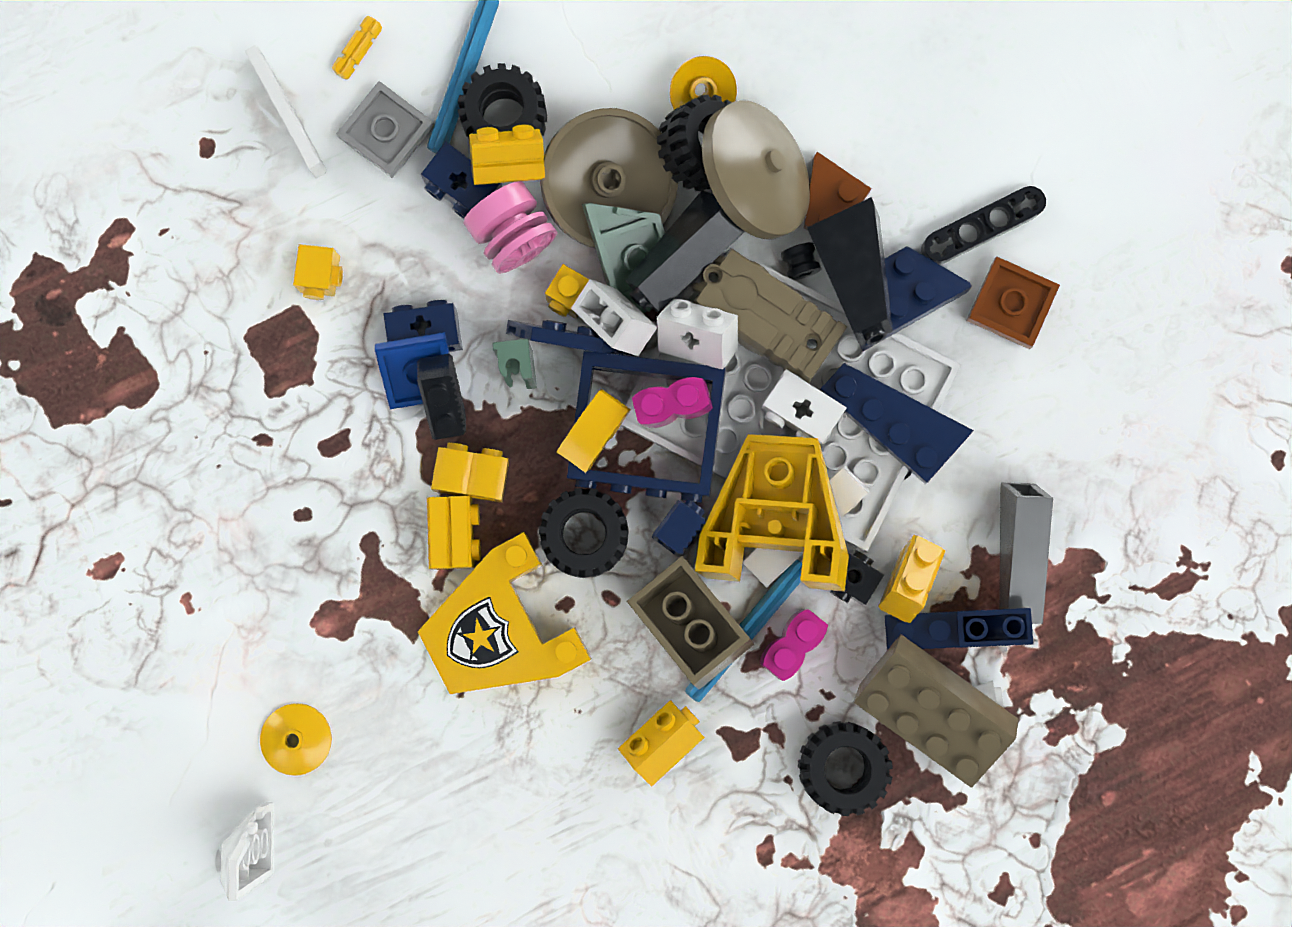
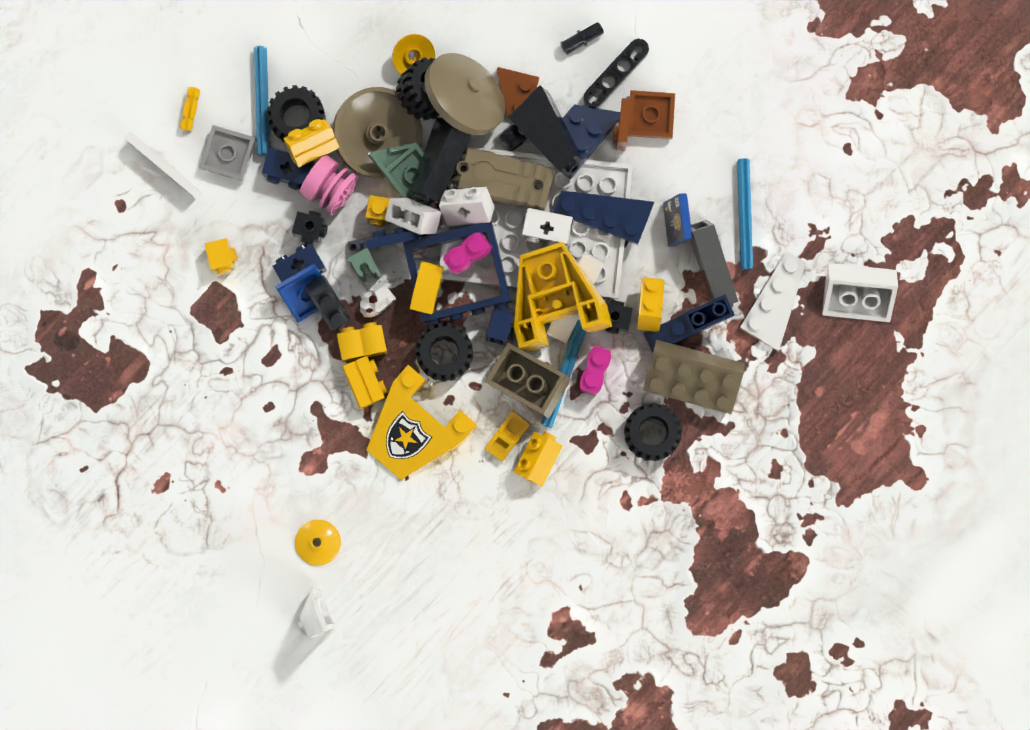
camera: 15 degrees left, 0 degrees up
(451, 270) = (304, 221): none -> black brick
(515, 421) = (376, 300): none -> white rock
(629, 690) = (507, 436): none -> yellow slope
(953, 156) = (582, 38): none -> black axle
(962, 312) = (620, 132): none -> dark orange wing
(997, 470) = (677, 220): none -> tile
(1089, 647) = (773, 307): none -> white wing
(1096, 497) = (745, 216): none -> dark azure axle
(1225, 677) = (859, 292): none -> white slope

